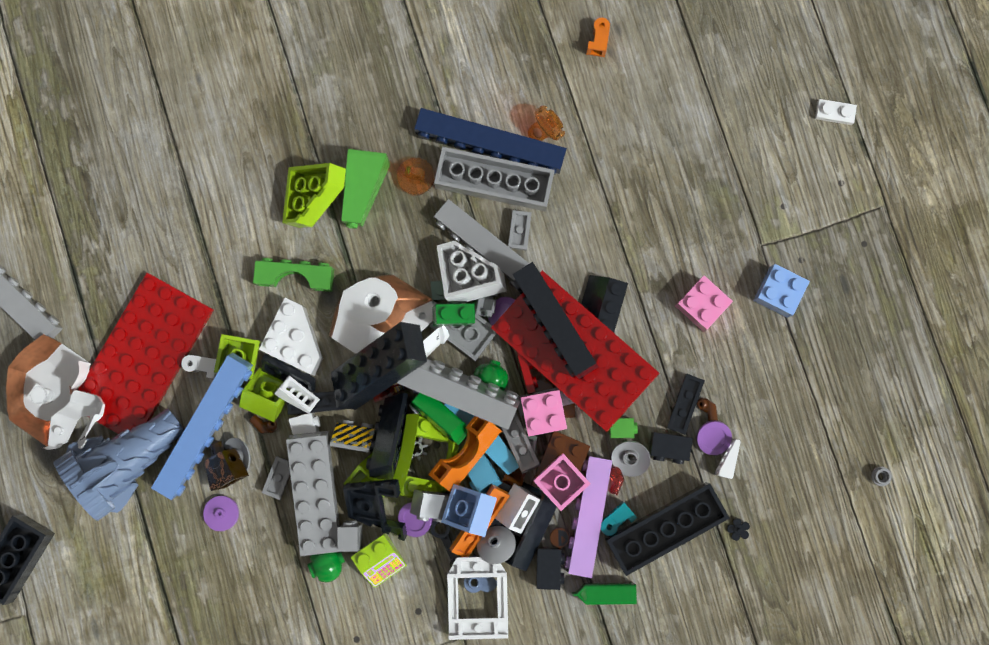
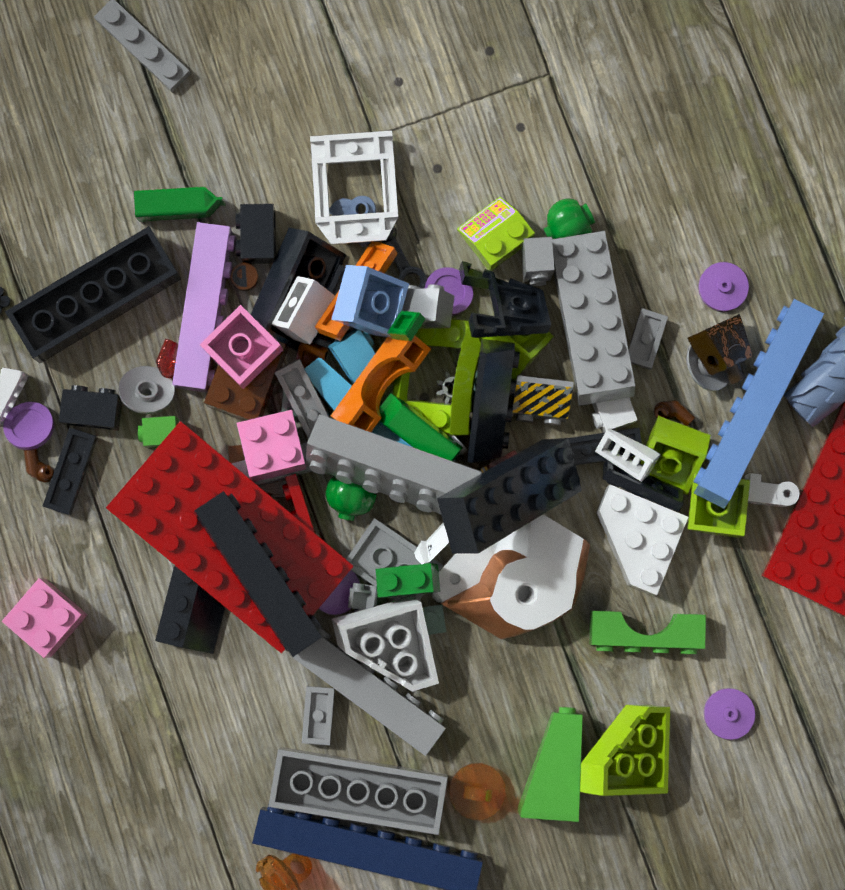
camera: 175 degrees right, 0 degrees up
(244, 219) = (729, 713): none -> medium lavender piece
(444, 490) = (406, 325): none -> green tile
(501, 550) = (322, 251): light grey dish -> none
(615, 518) = (165, 306): teal leg -> none

